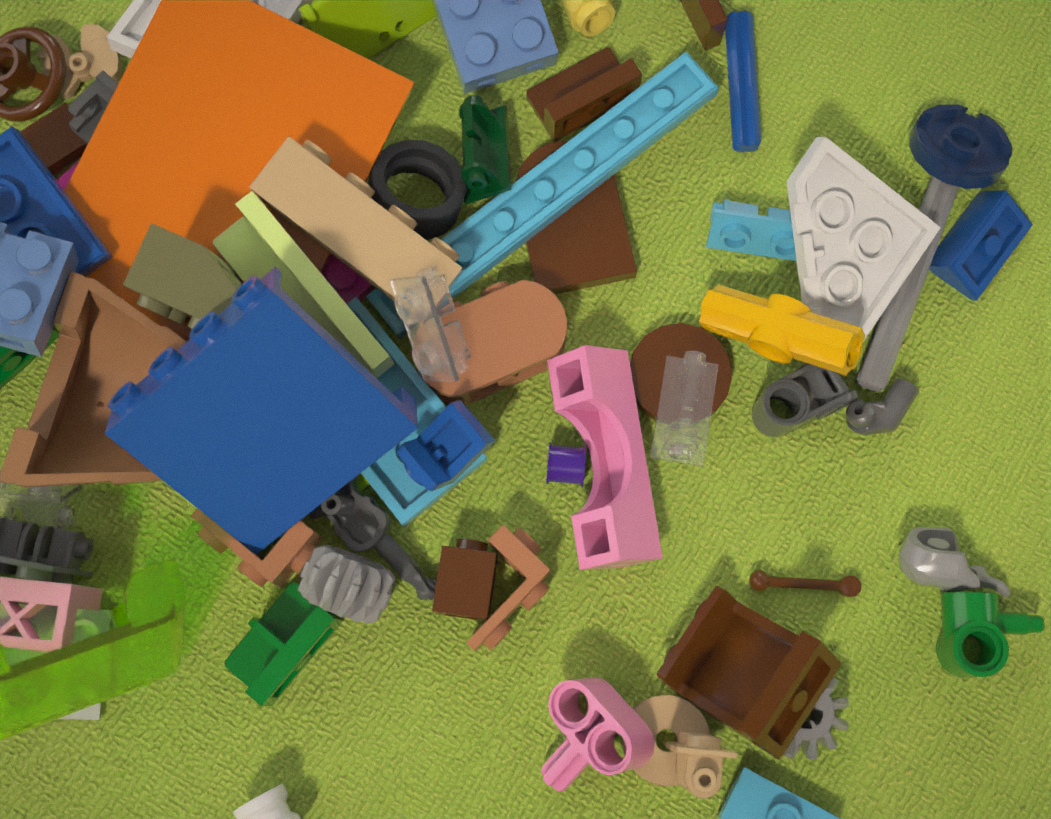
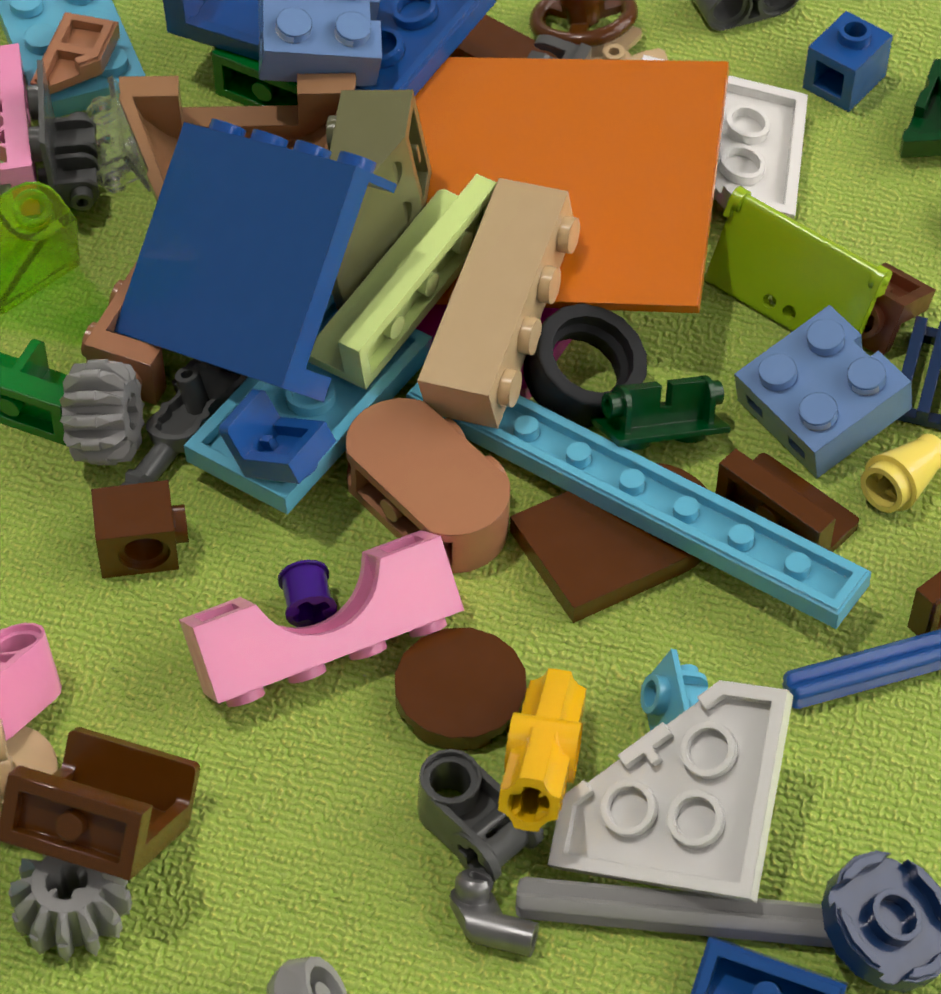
camera: 70 degrees right, 25 degrees down
(437, 348) = (391, 402): clear hinge -> none
(521, 554) = (148, 590): nougat bracket -> none
(685, 409) = (410, 686): clear hinge -> none
(847, 586) = (246, 934): reddish brown hinge -> none

